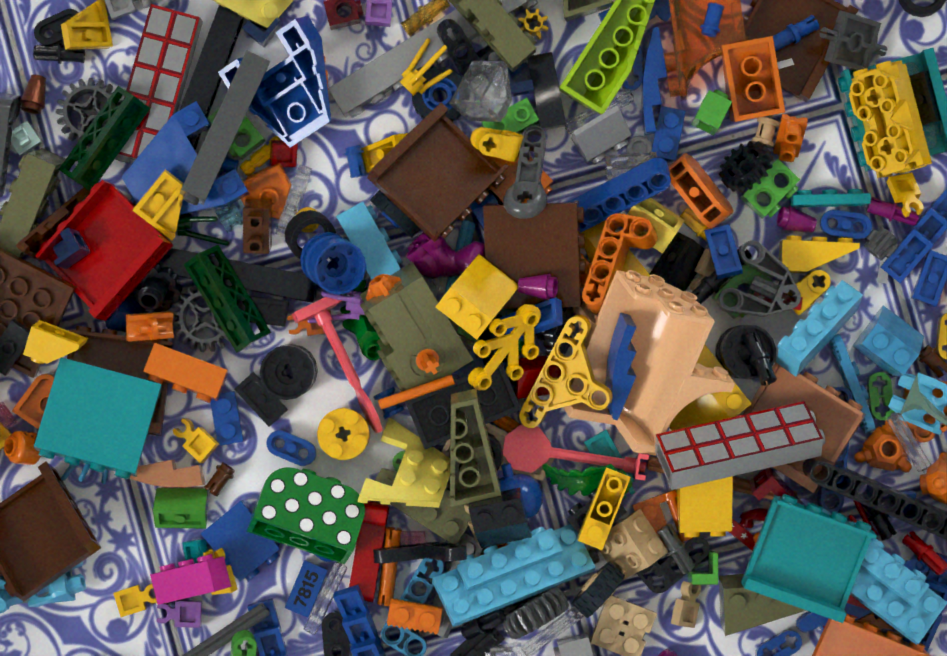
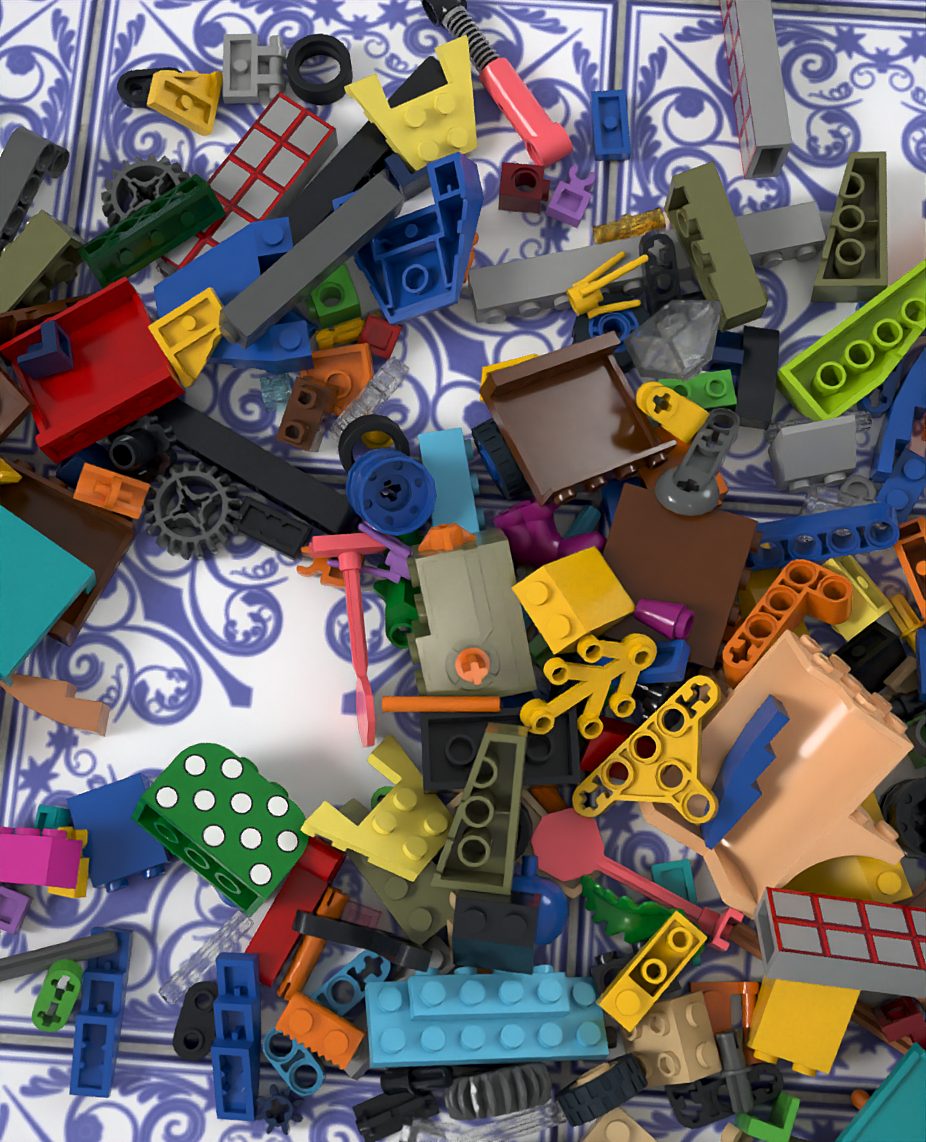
camera: 15 degrees right, 10 degrees down
(24, 138) = (54, 201): light aqua tile -> none
(34, 95) = (86, 157): copper cone -> none
(58, 53) = (140, 118): black axle -> none
(180, 508) = (55, 755): bright green panel -> none
(185, 222) = (215, 377): dark green plant -> none
(185, 373) = (135, 571): orange brick -> none
(199, 441) = (117, 672): yellow plate -> none
(220, 478) = (125, 734): reddish brown pin -> none
(223, 299) = (222, 487): dark green fence -> none
(227, 419) = (168, 656): blue plate -> none
(261, 401) = (224, 646): black plate -> none
(282, 385) = (261, 603): black wheel -> none
(291, 448) = (240, 727): blue plate -> none
(306, 588) = (185, 933): blue tile -> none
(330, 427) = (303, 717): yellow brick -> none
(355, 161) = (469, 379): blue pin -> none
(390, 411) = (397, 721): blue bush -> none
(540, 20) = (774, 278): yellow gear -> none
(742, 535) = (839, 1092): red sticker -> none
(748, 517) = (869, 1062): dark red arm -> none

